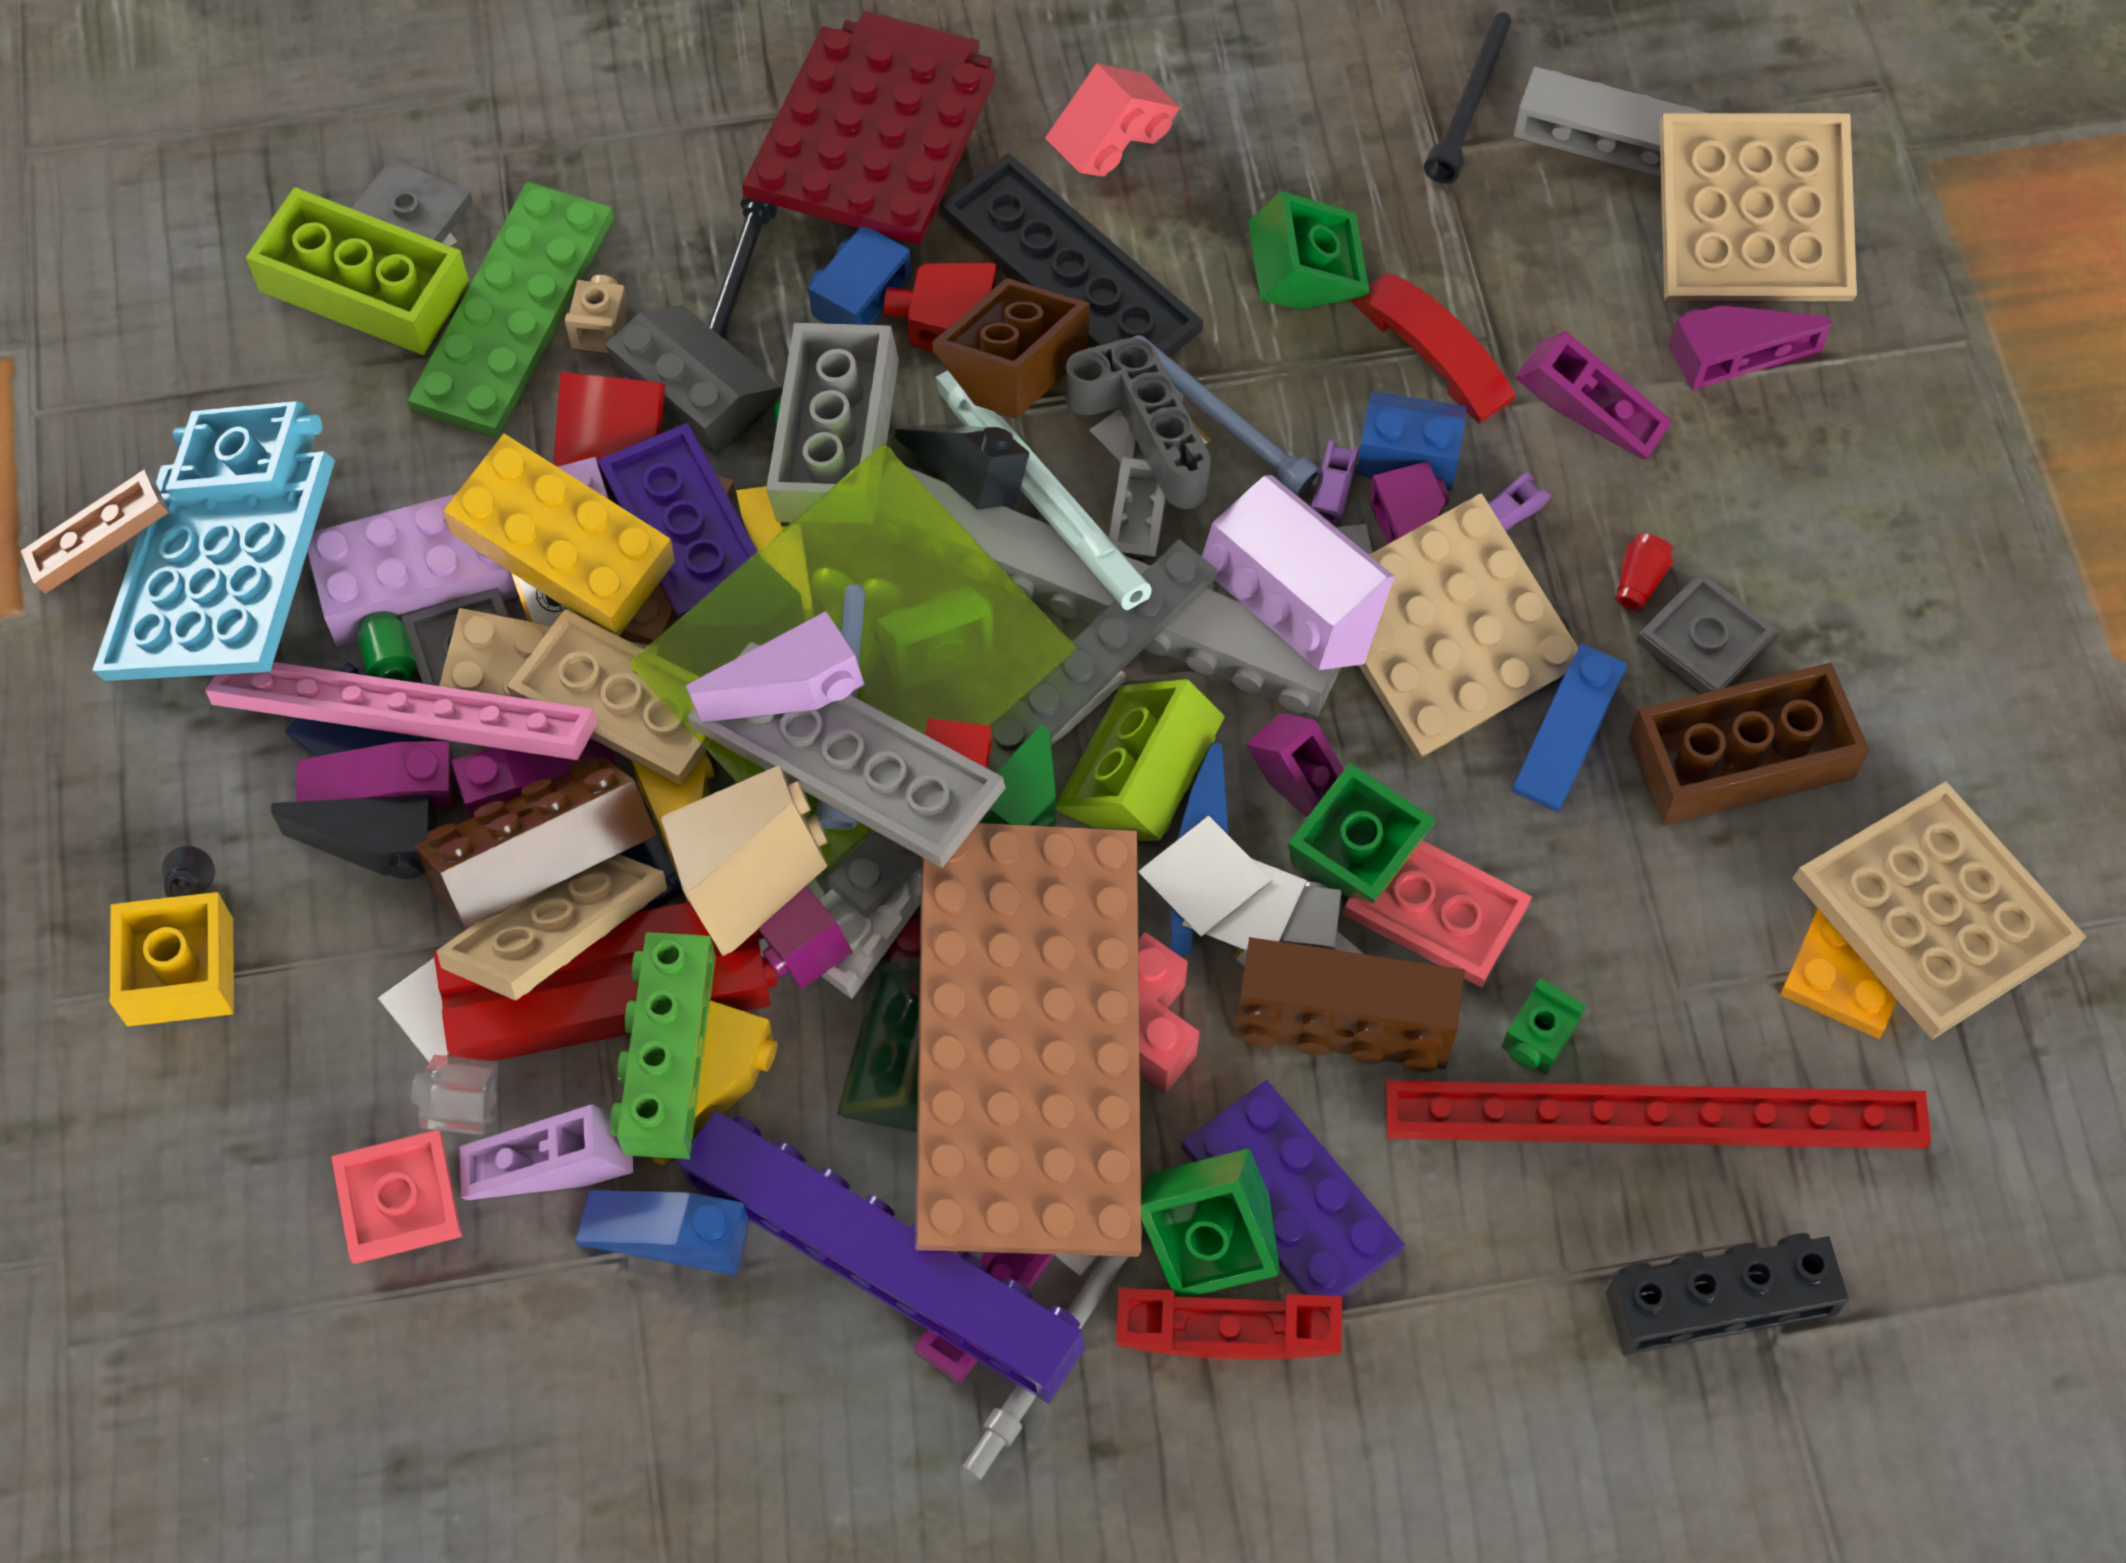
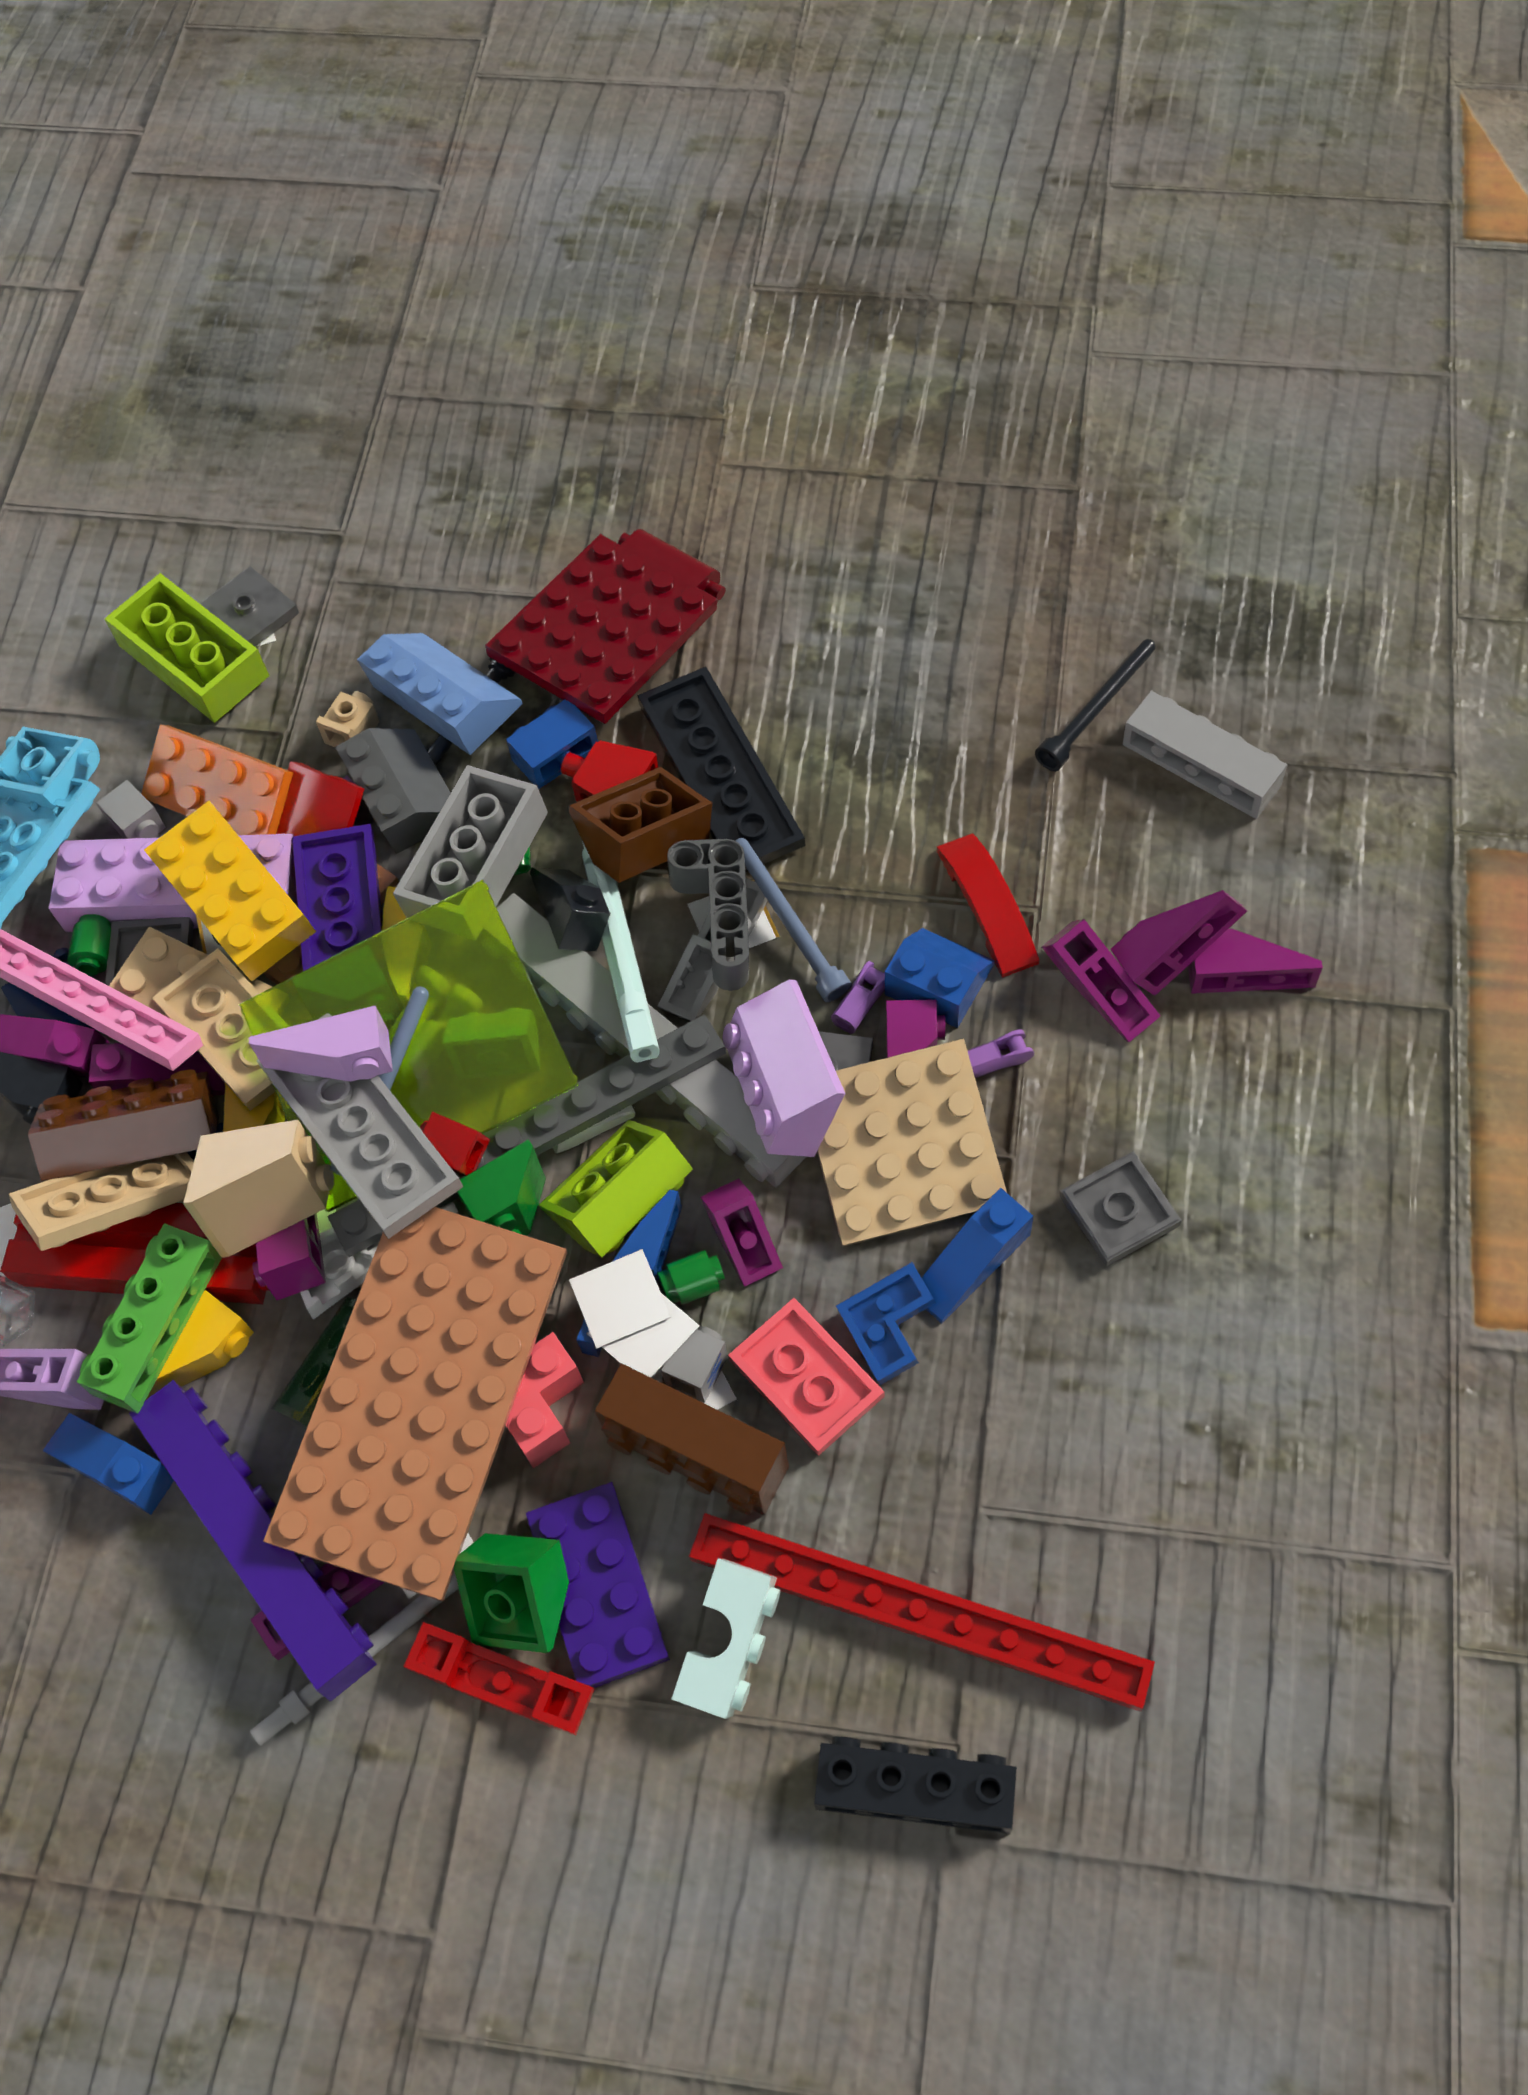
camera: 25 degrees right, 0 degrees up
(368, 484) = (130, 813): none -> light grey brick
(456, 419) = (193, 770): none -> orange plate
(511, 310) = (301, 689): bright green plate -> none
(696, 251) = (438, 688): none -> medium blue slope
(1107, 114) = (794, 650): coral brick -> none
(1268, 832) = (691, 1278): none -> green brick
(1306, 253) = (909, 802): green slope -> none
(1358, 836) = (755, 1299): green slope -> none
(1472, 1153) = (718, 1681): none -> light aqua arch
(1490, 822) = (875, 1318): none -> blue plate
(1553, 1011) = (869, 1509): green brick -> none
(1642, 570) = (1086, 1137): red cone -> none
(1662, 333) = (1172, 940): none -> magenta slope
(1747, 743) = (1156, 1302): reddish brown brick -> none
(1757, 207) = (1300, 850): tan plate -> none
(1837, 981) = (1134, 1532): light orange plate -> none
(1938, 909) = (1226, 1504): tan plate -> none

